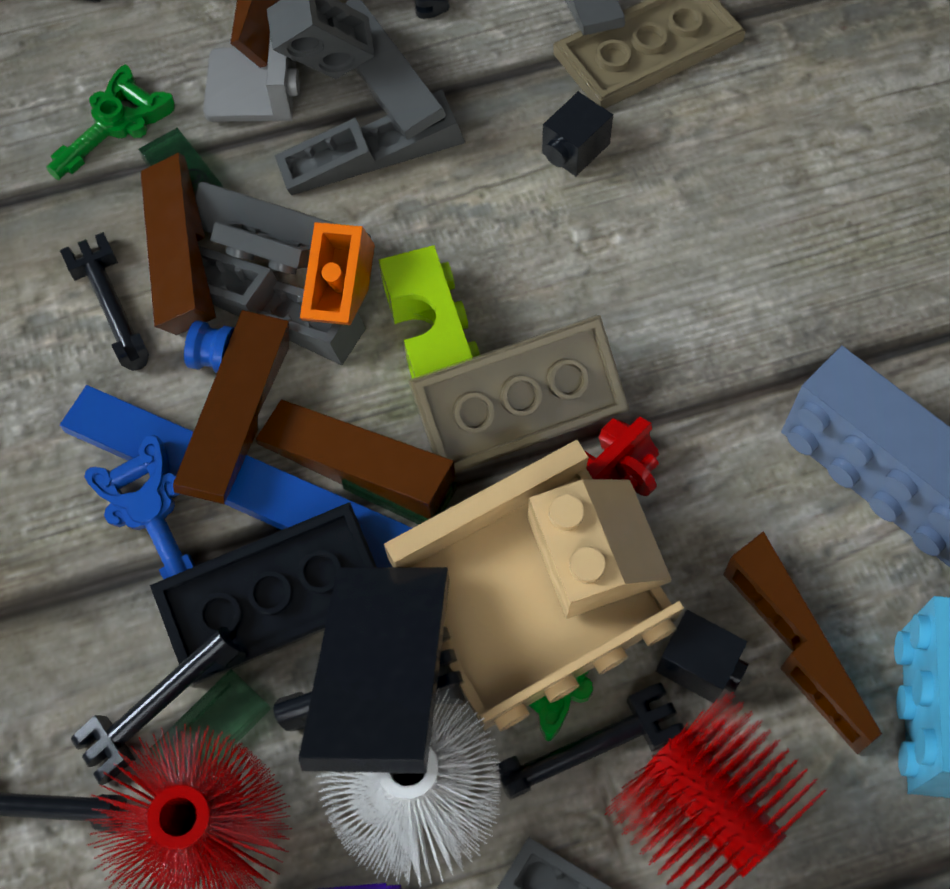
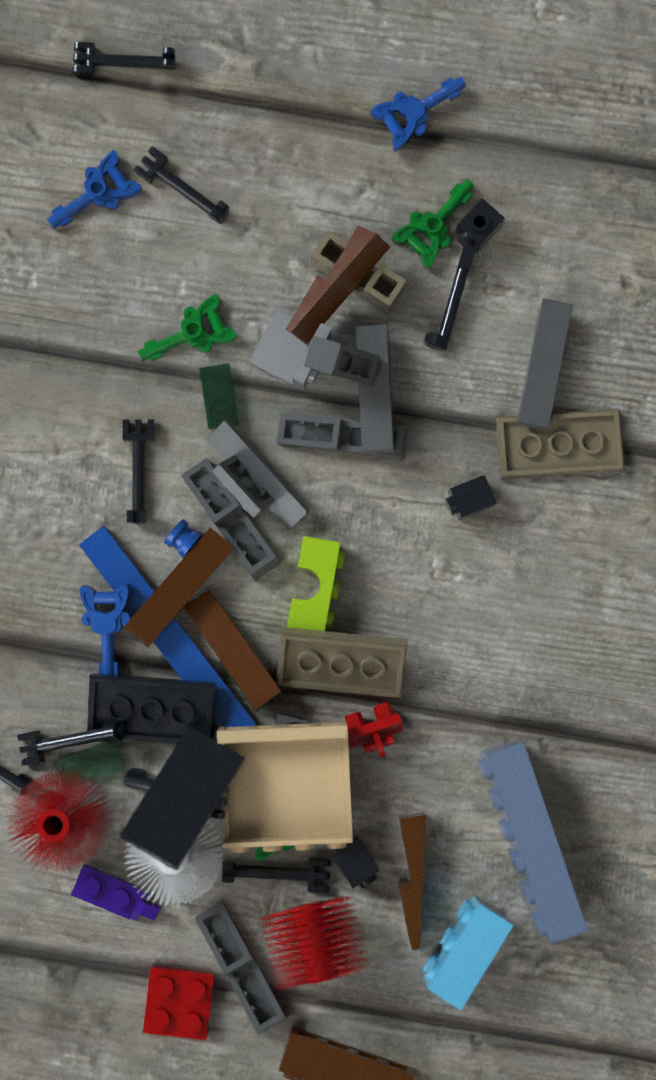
camera: 20 degrees right, 20 degrees up
(174, 257) = (187, 465): reddish brown slope -> none
(337, 273) = (272, 538): orange slope -> none
(595, 543) = (328, 786): tan slope -> none

